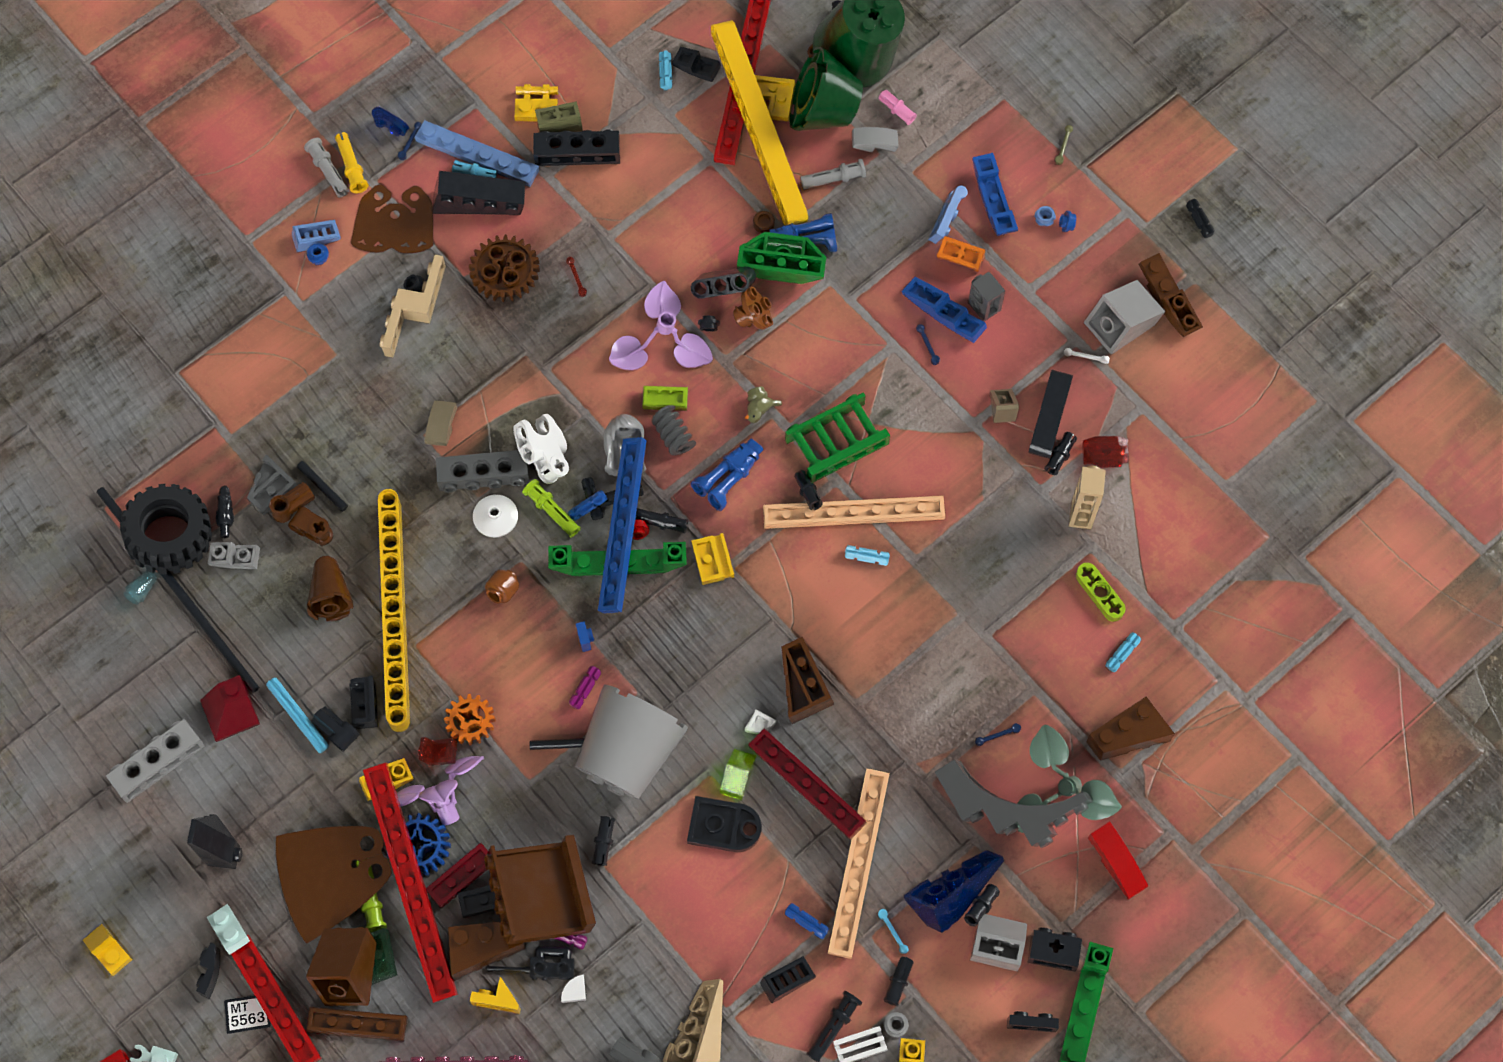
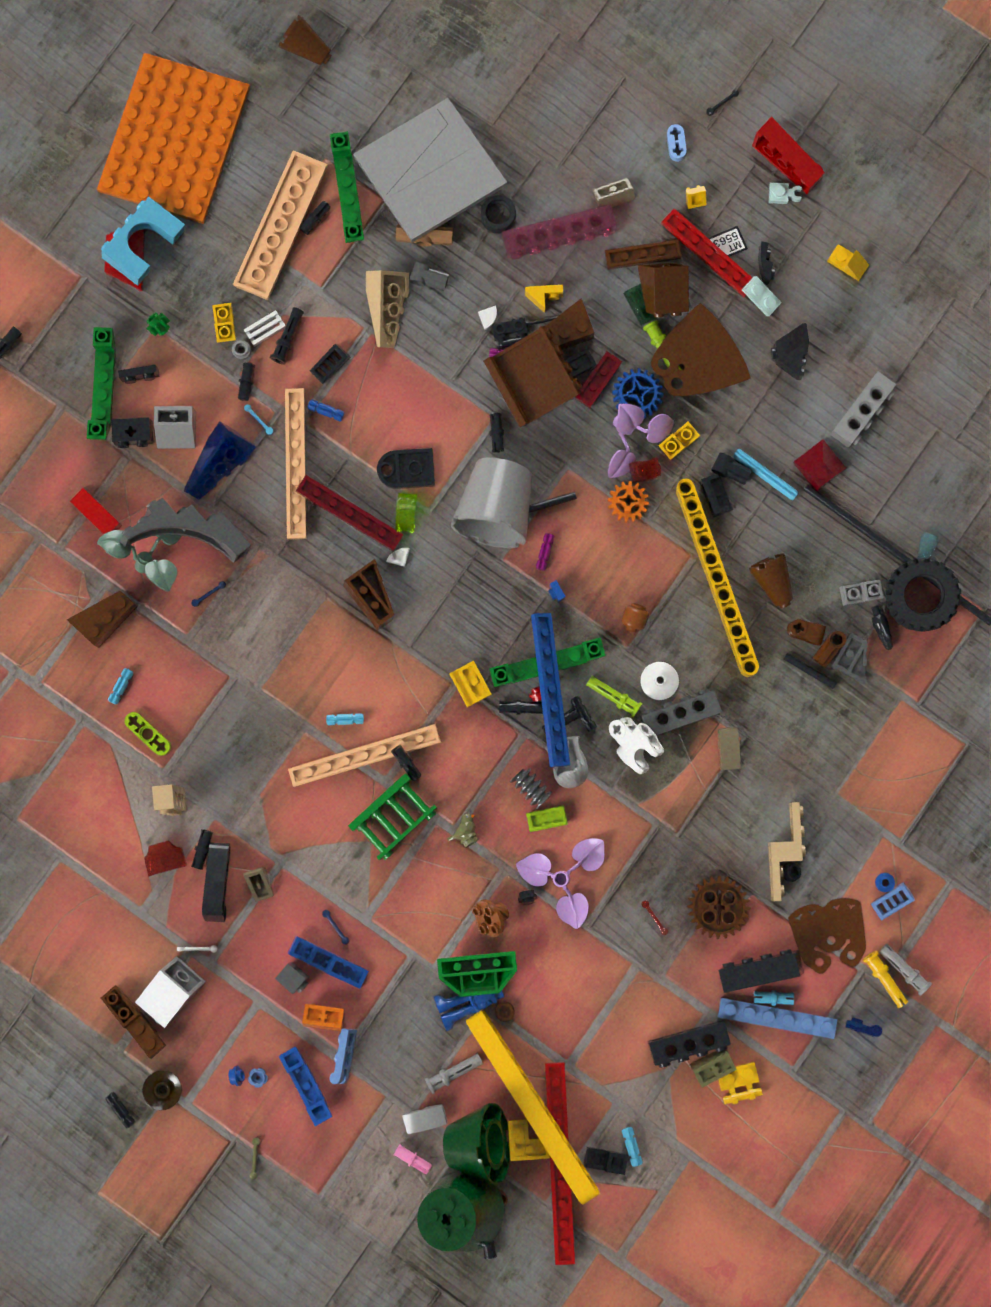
camera: 170 degrees right, 15 degrees up
(402, 154) = (843, 1000): dark blue hinge -> none
(410, 882) = (634, 360): red plate -> none
(587, 505) = (584, 702): blue axle -> none
(716, 288) = (523, 935): black beam -> none
(738, 463) = (469, 774): blue piece -> none
(981, 905) = (193, 450): black pin -> none
(1152, 217) = (153, 1095): none -> dark brown dish

